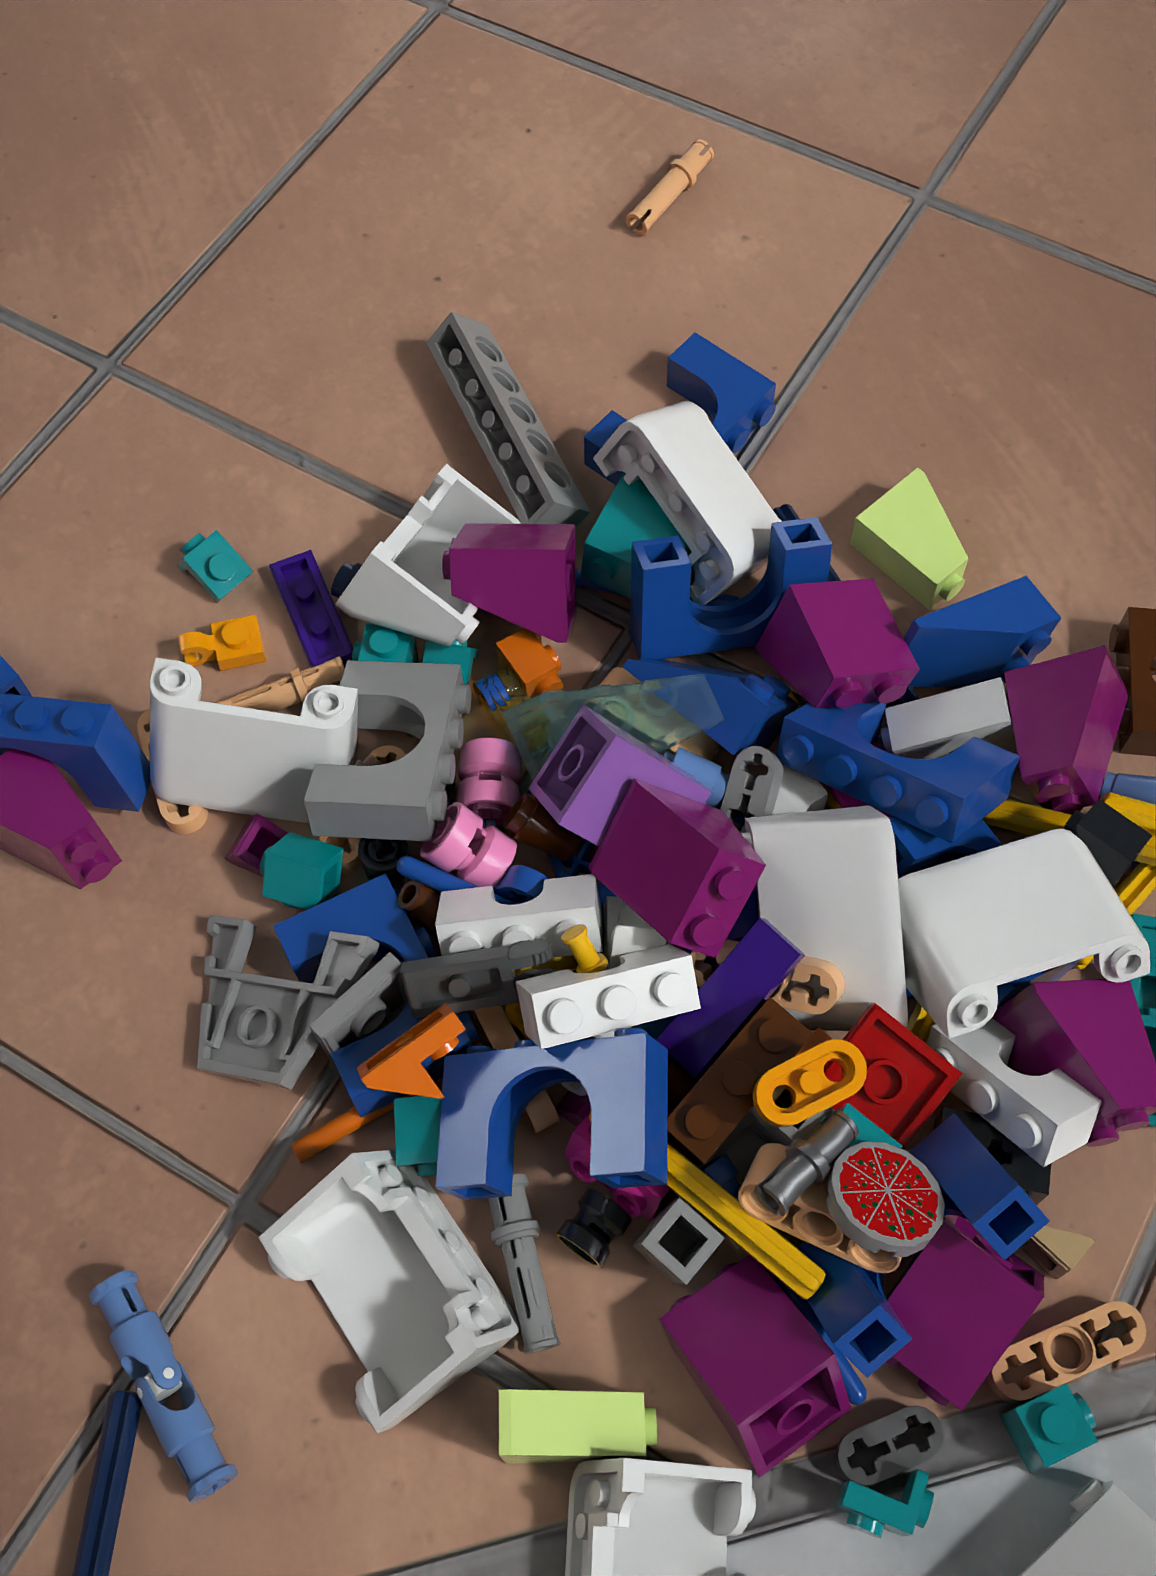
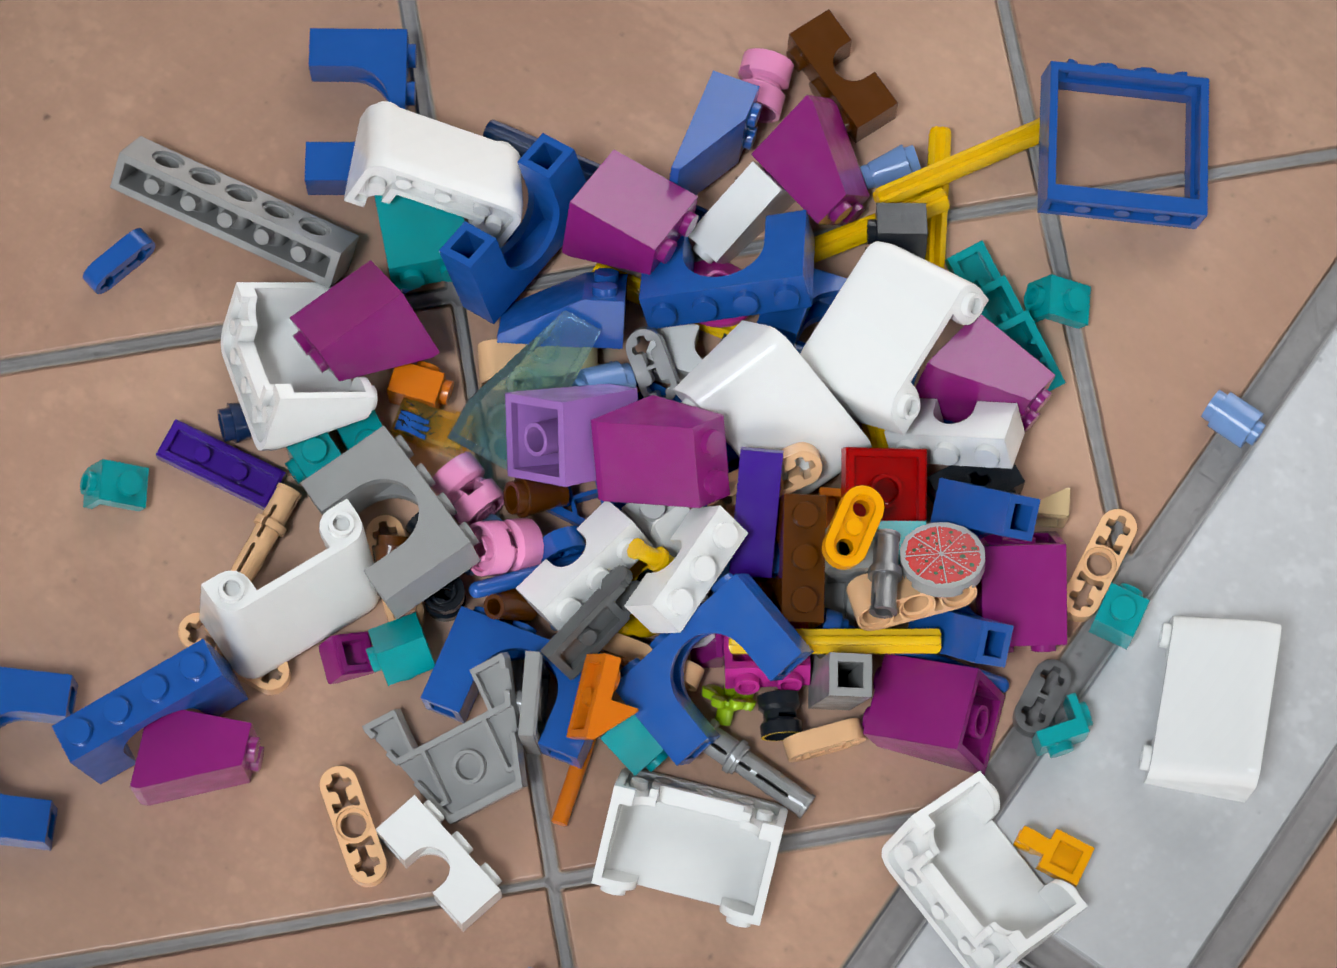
camera: 45 degrees left, 10 degrees up
(111, 978) = (374, 851): none -> light nougat beam
(155, 1140) = (418, 832): none -> white arch
(232, 644) = (186, 533): light orange plate -> none
(384, 404) = (119, 261): none -> blue beam
(553, 1169) = (727, 702): none -> lime plant
(573, 1426) = (862, 831): yellowish green slope -> none
(617, 1291) = (824, 740): none -> light nougat beam
(913, 541) = (603, 84): yellowish green slope -> none
(1080, 628) = (770, 72): none -> bright pink wheel

